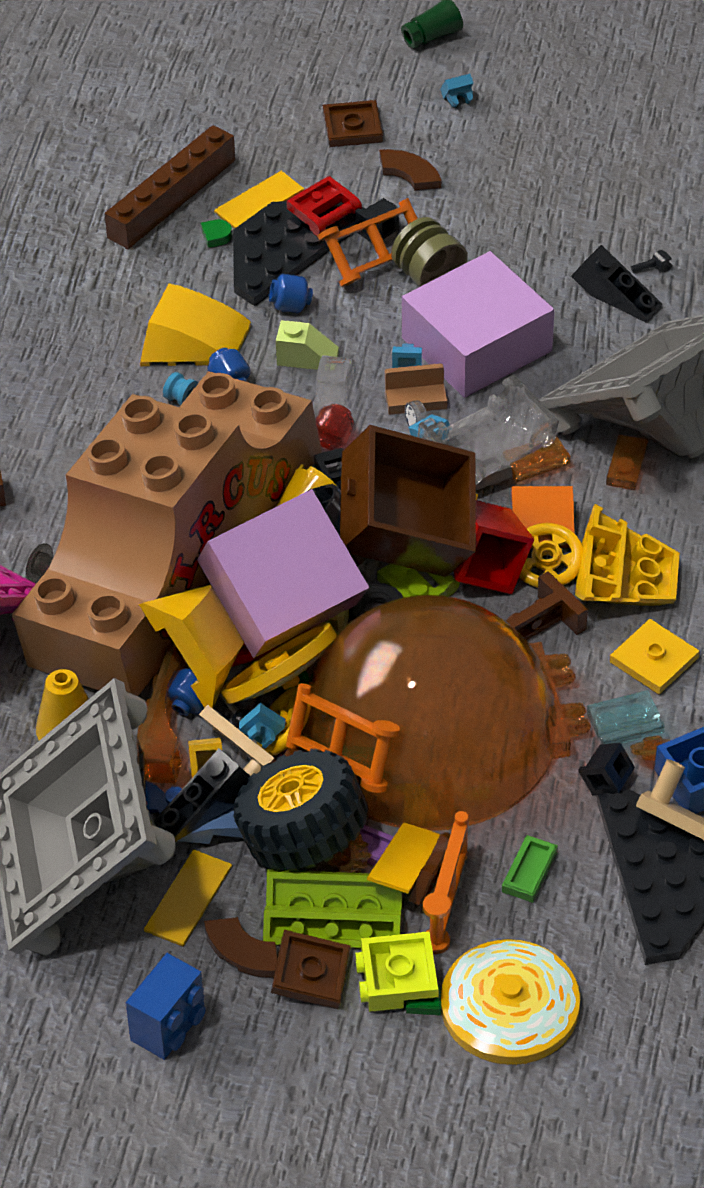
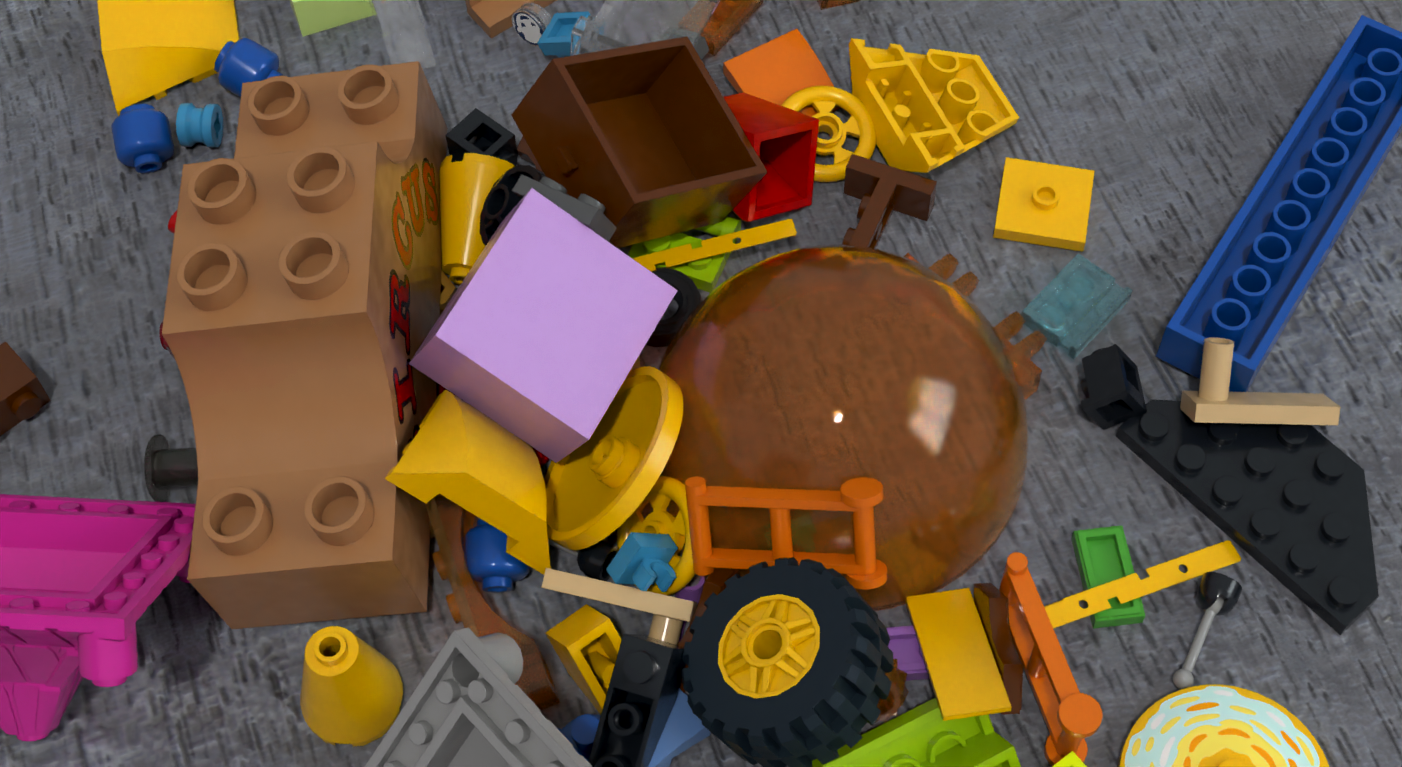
camera: 30 degrees left, 10 degrees up
(144, 380) = (142, 138): none -> blue head
(334, 426) = (446, 81): clear red head -> none
(340, 518) = (584, 209): none -> dark grey plate
(426, 586) = (719, 245): none -> yellow piece
(537, 877) = (1132, 587): none -> yellow piece
(582, 906) = (1217, 596): none -> hinge
(648, 747) = (1139, 327): clear orange piece -> none

